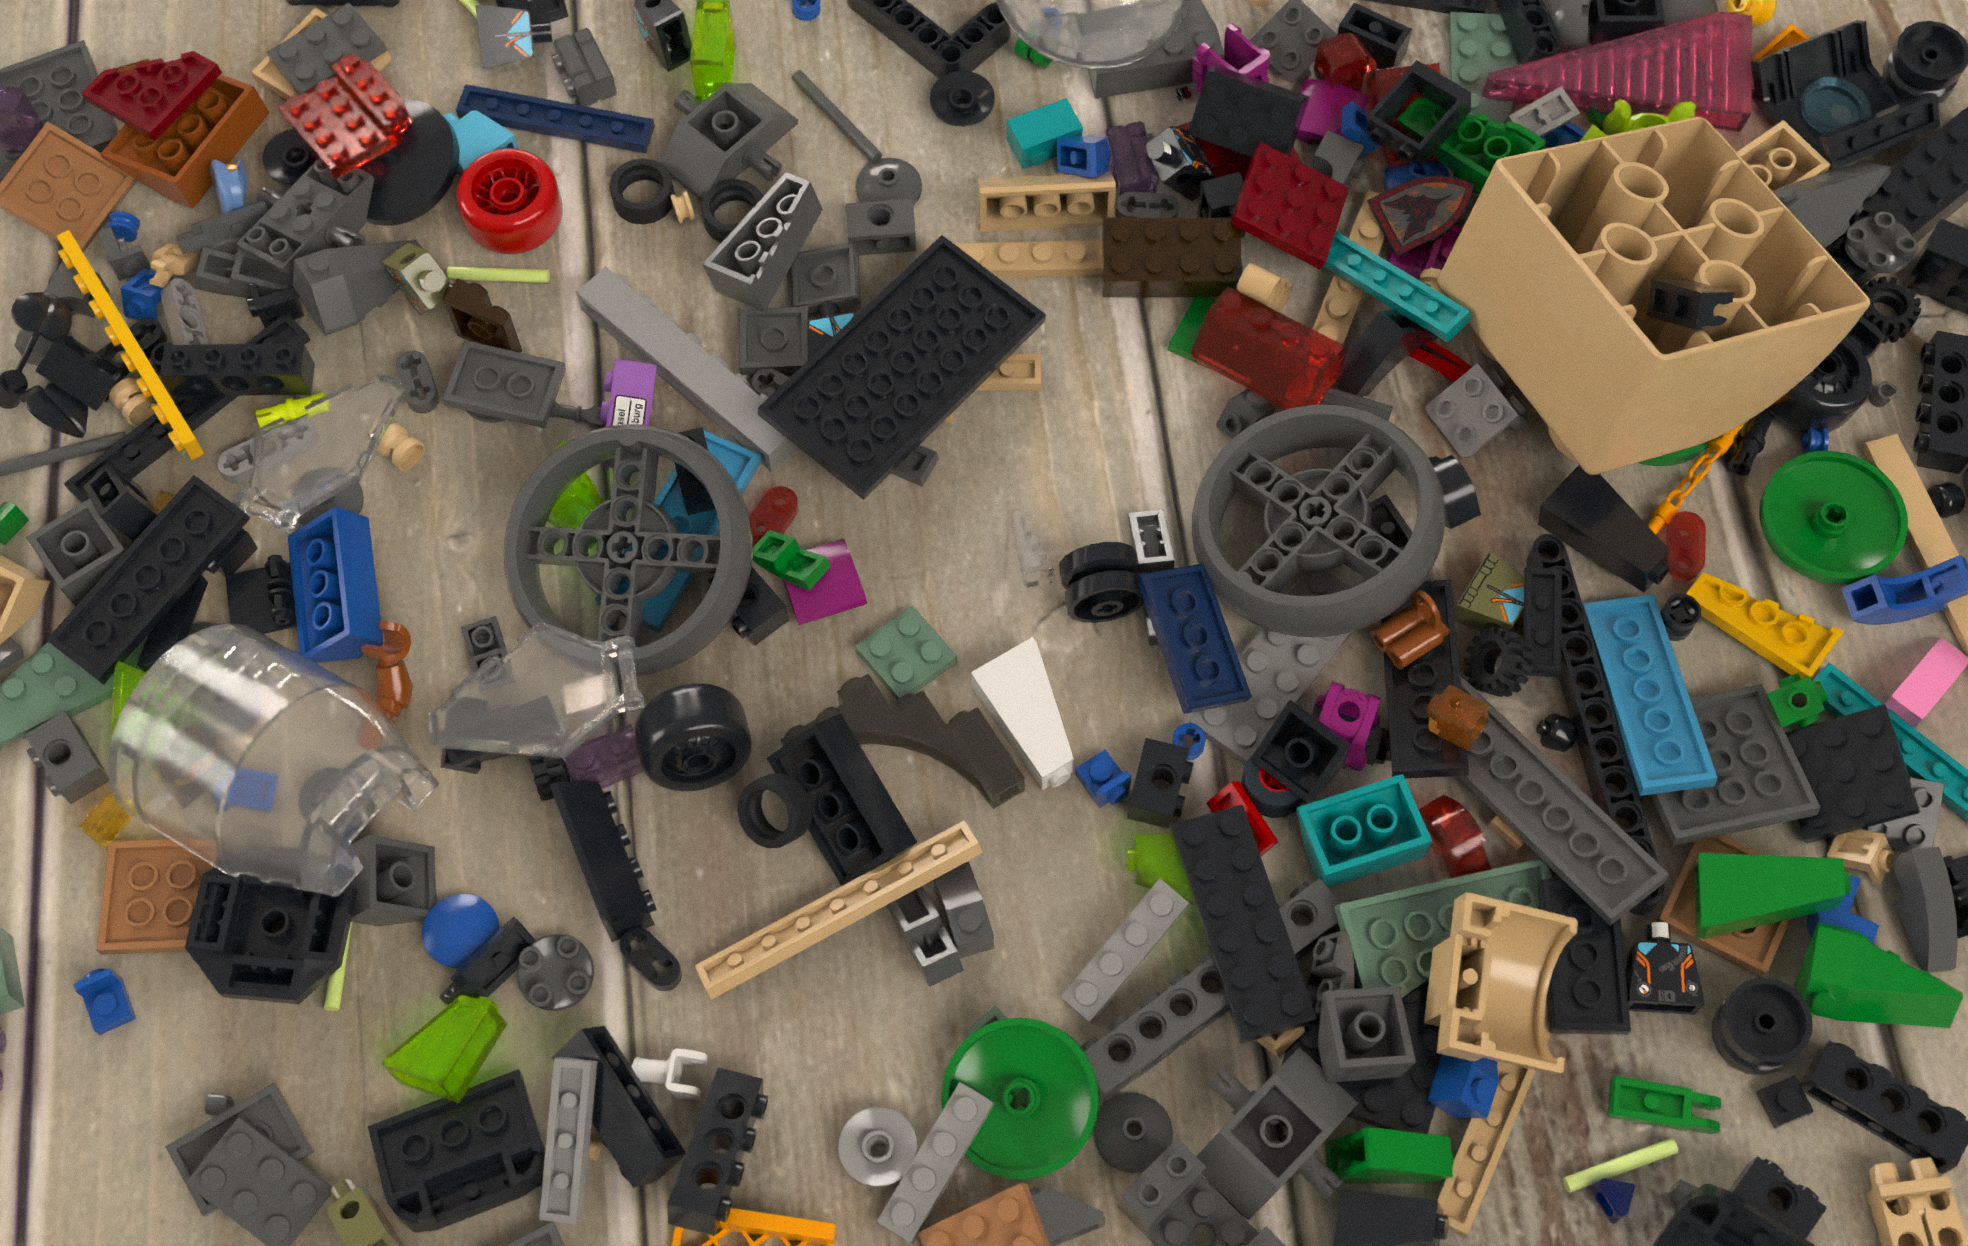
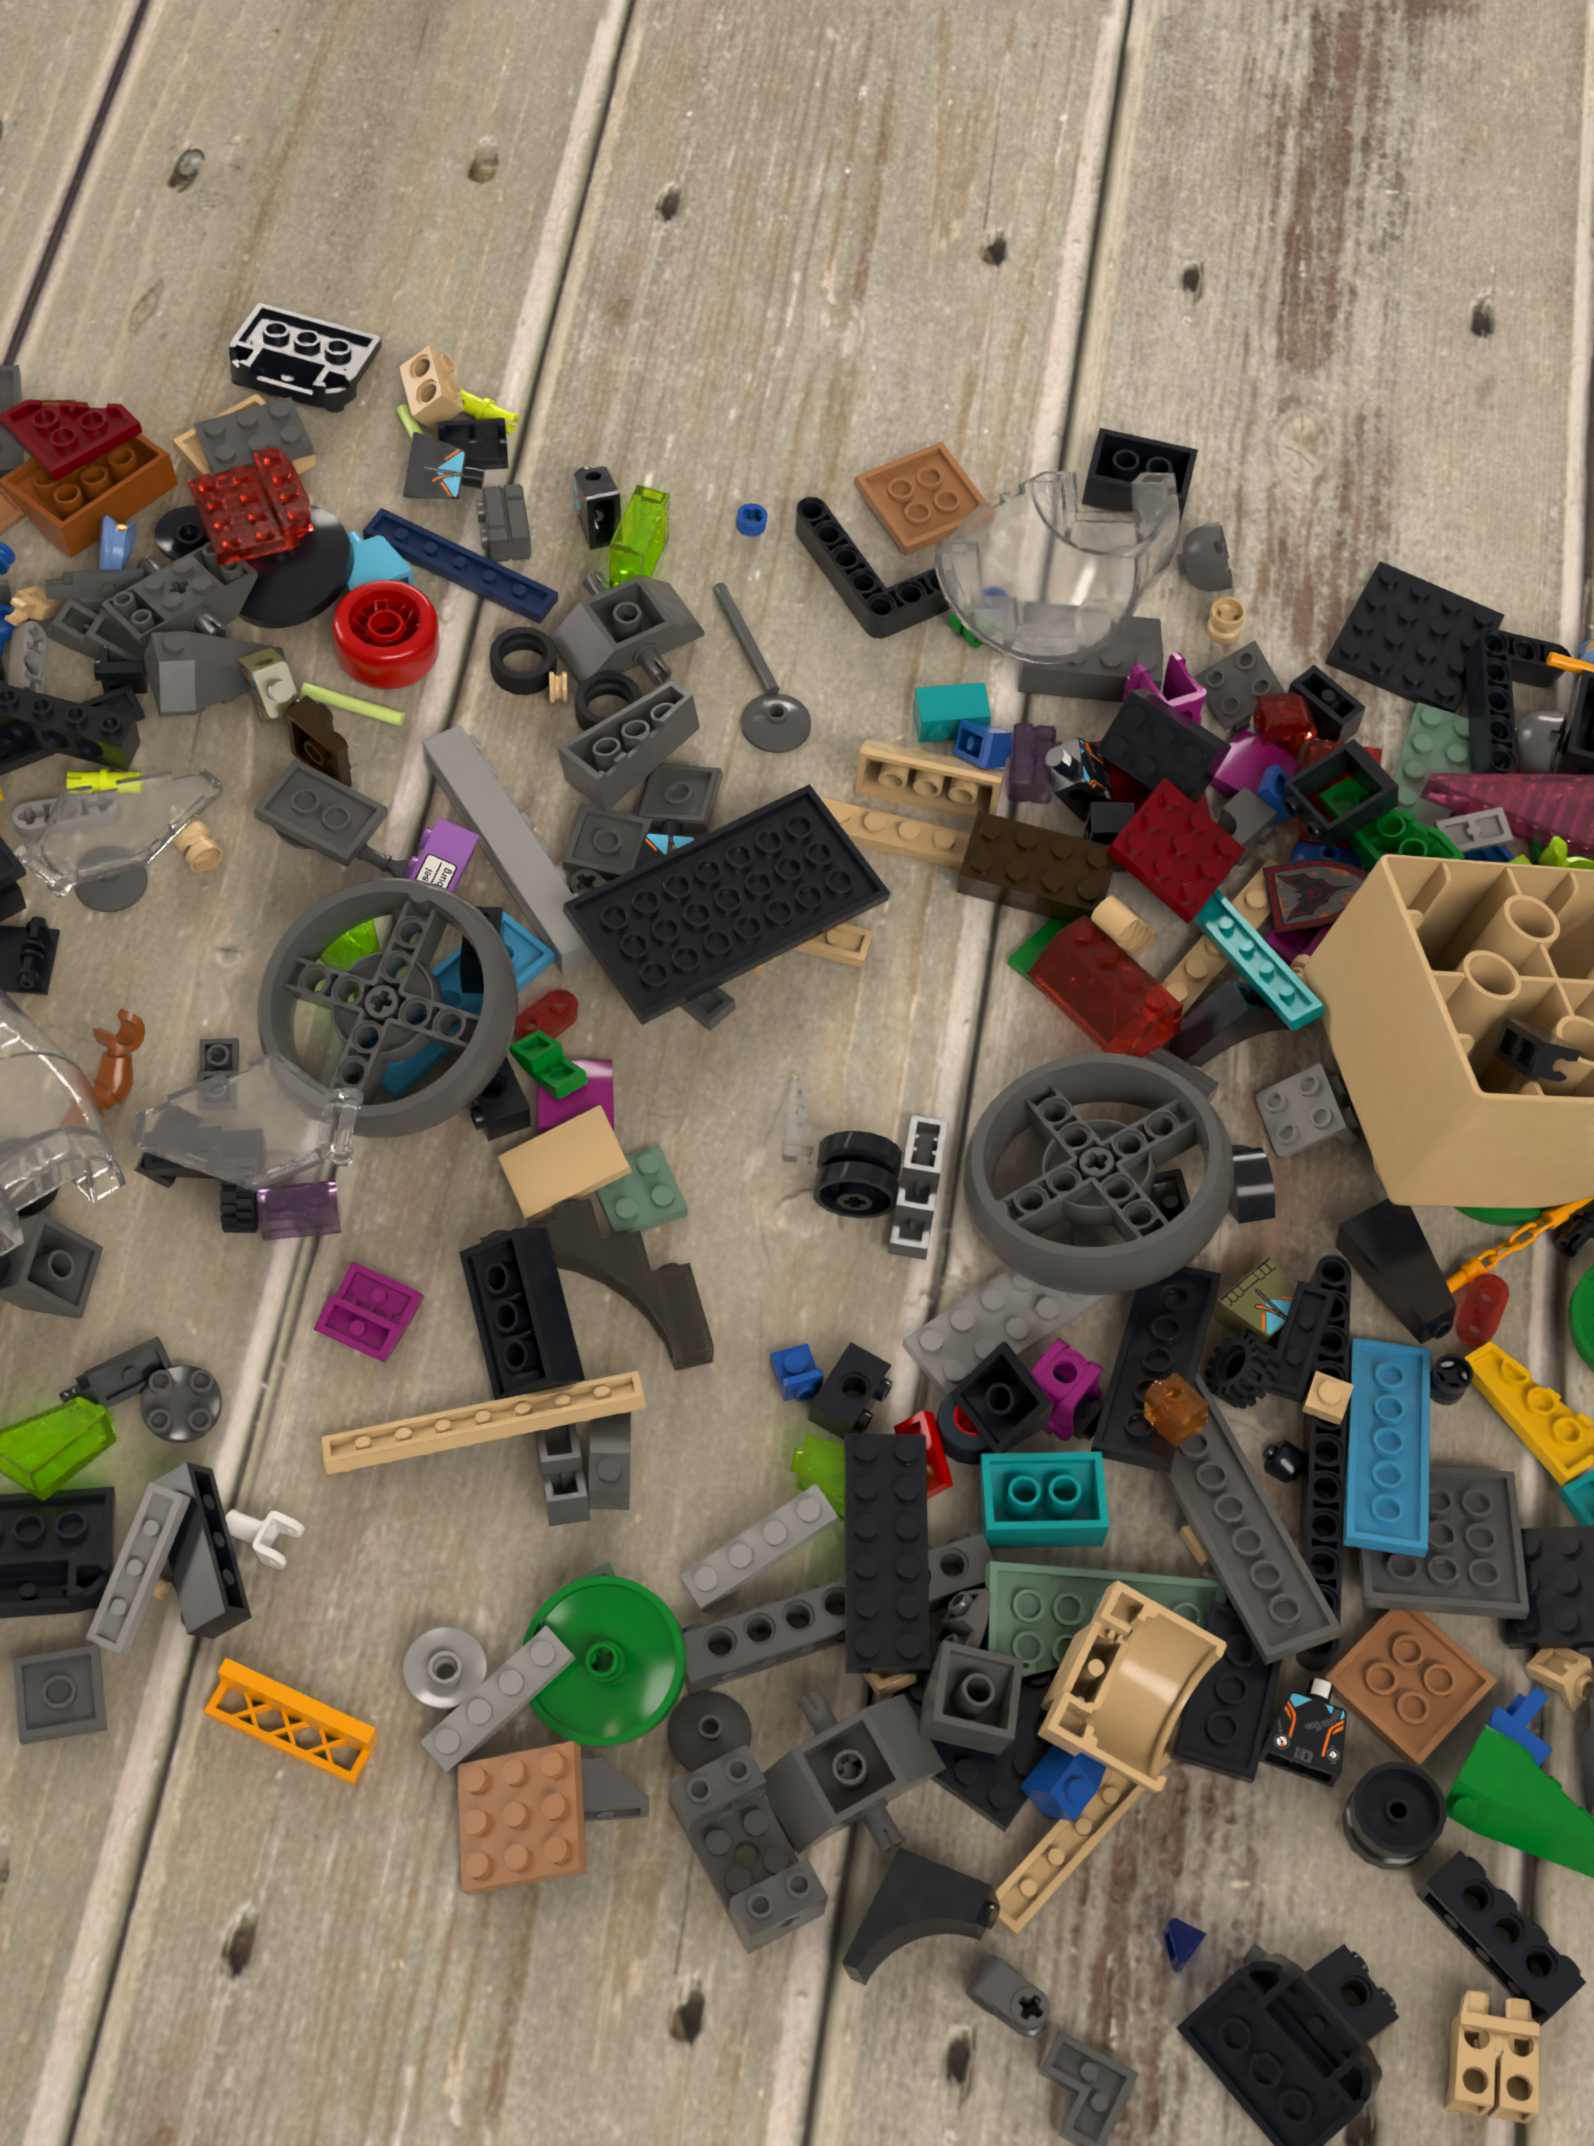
camera: 10 degrees right, 5 degrees down
(334, 586) = (88, 964): blue slope -> none
(423, 380) = (244, 787): dark grey beam -> none
(458, 928) = (99, 1332): blue dish -> none
(603, 856) = (265, 1304): black slope -> none
(657, 952) = (288, 1414): black beam -> none
(692, 737) = (392, 1210): black wheel -> none
(698, 837) = (369, 1312): none -> magenta slope
(704, 1208) = (236, 1660): black brick -> none
(754, 821) = (428, 1304): black tyre -> none
(833, 647) = (564, 1163): none -> tan tile
(894, 237) = (766, 772): dark grey brick -> none
(962, 88) = (882, 645): black dish -> none
(1025, 710) = (738, 1279): white slope -> none
(1146, 205) = (1033, 812): dark grey beam -> none
(1183, 93) = (1110, 710): black piece -> none
(1193, 638) = (932, 1256): dark blue tile -> none
(1197, 733) = (898, 1347): blue bush -> none
(1243, 412) = (1063, 1043): dark grey bracket -> none
(1390, 1157) = (962, 1832): green slope -> none
(1411, 631) = (1159, 1312): dark orange piece -> none
(1441, 360) = (1287, 1050): red sticker -> none
(1455, 836) = (1138, 1531): clear red brick -> none
(1583, 666) = (1327, 1398): none -> tan plate
(1620, 1165) = (1202, 1914): yellowish green bar -> none
(1660, 1105) = (1264, 1866): green hinge -> none
(1759, 890) = (1440, 1677): green slope -> none
(1782, 700) = (1530, 1493): green brick -> none
(1784, 1102) = (1396, 1902): black plate -> none

